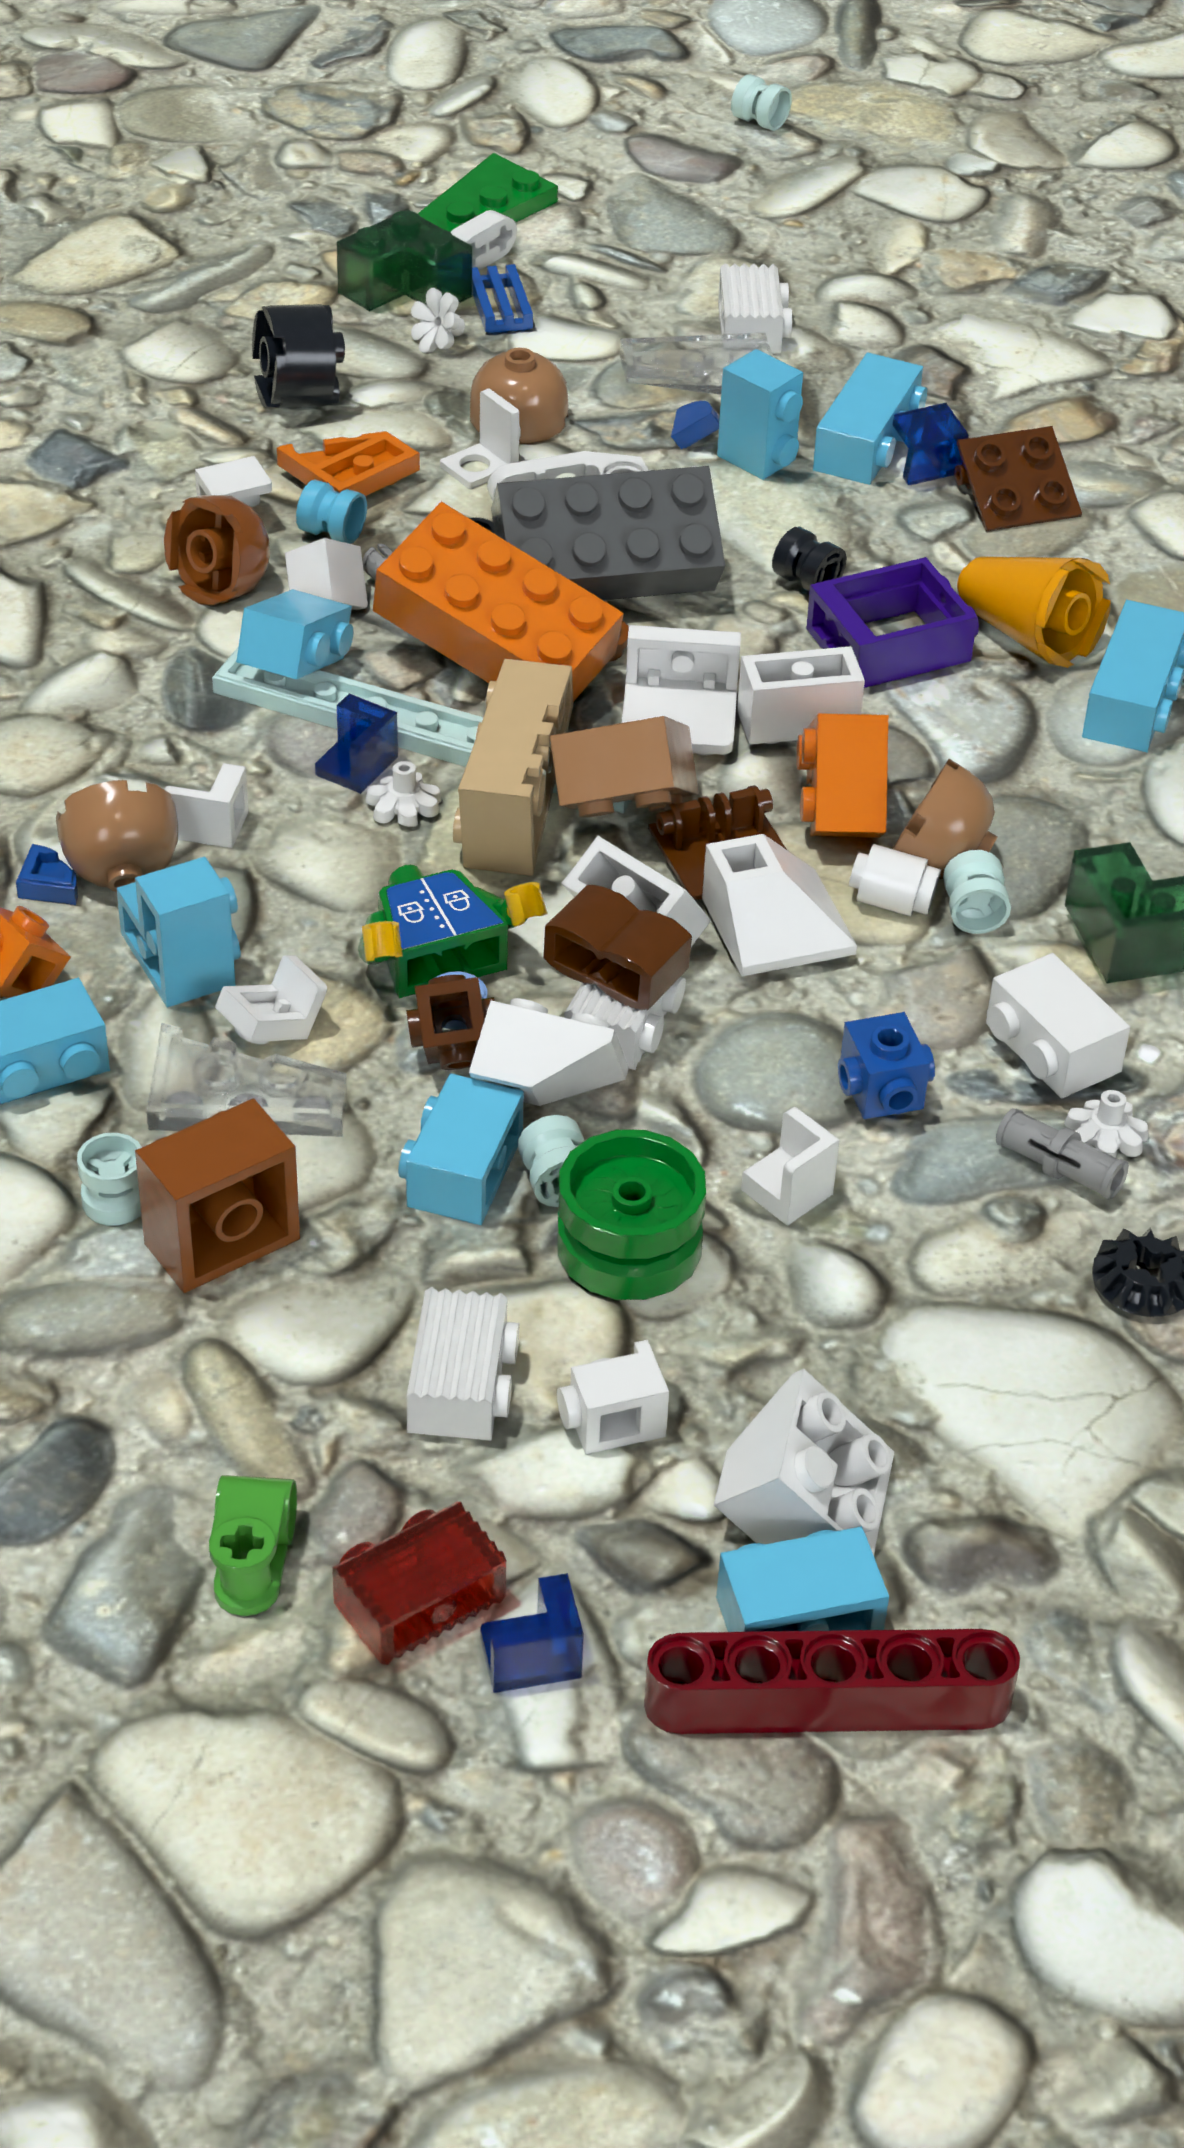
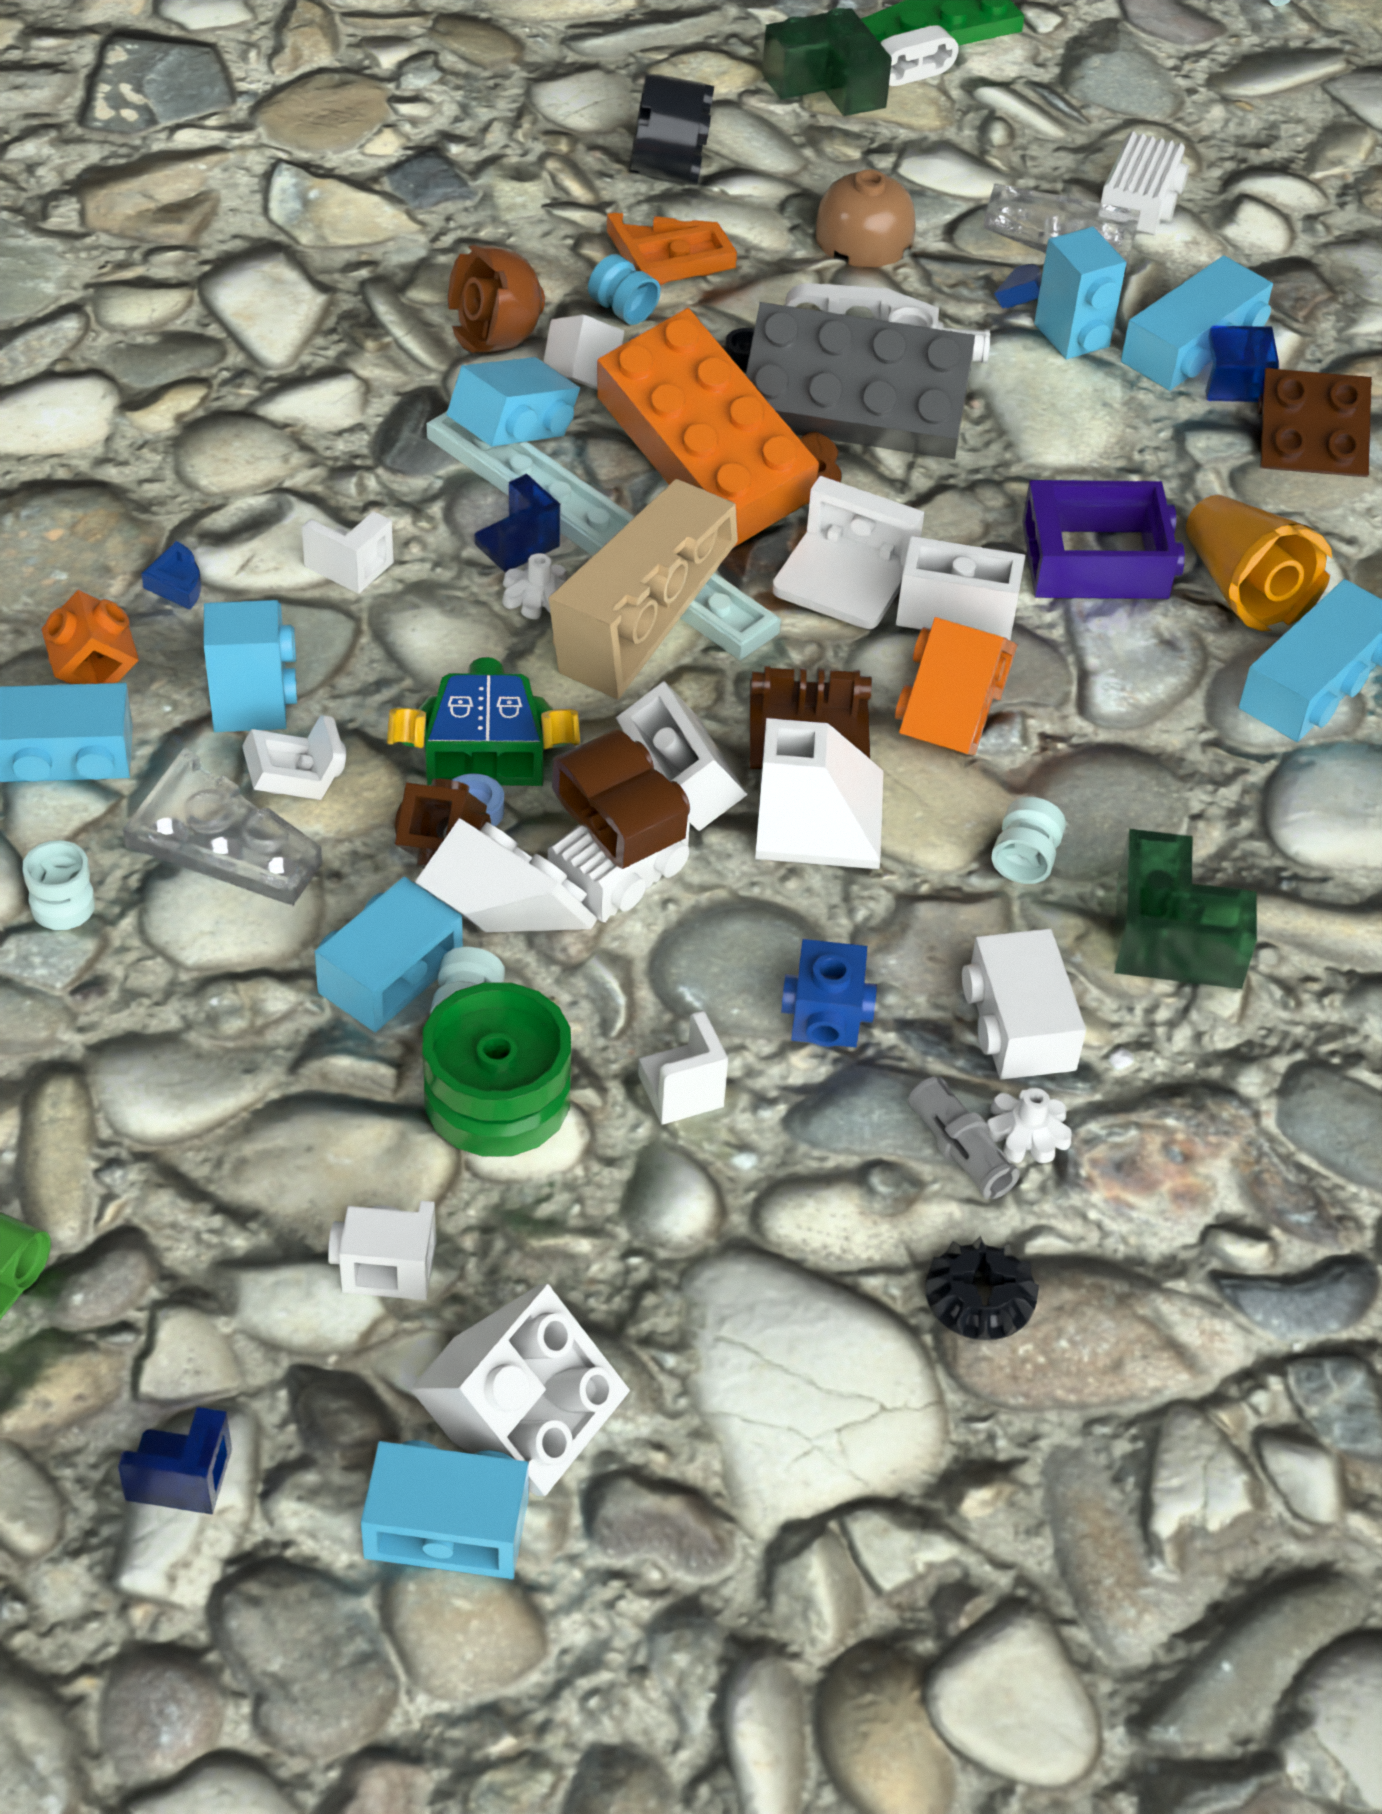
camera: 20 degrees right, 5 degrees up
(117, 832) = (244, 554): medium nougat cylinder -> none
(218, 1194) = (126, 931): dark orange brick -> none
(237, 478) = (544, 240): white panel -> none
(419, 1581) = (103, 1369): clear red brick -> none
(437, 321) = (830, 125): white plant -> none
(459, 1364) = (262, 1167): white brick -> none
(497, 282) = (912, 97): blue tile -> none
(497, 444) = (819, 265): white bracket -> none
(624, 762) = (753, 616): medium nougat brick -> none
(805, 559) = (1052, 452): black wheel -> none
(867, 1674) = (444, 1636): dark red beam -> none
(894, 880) = (954, 805): white brick -> none
(950, 819) = (1031, 759): medium nougat cylinder -> none

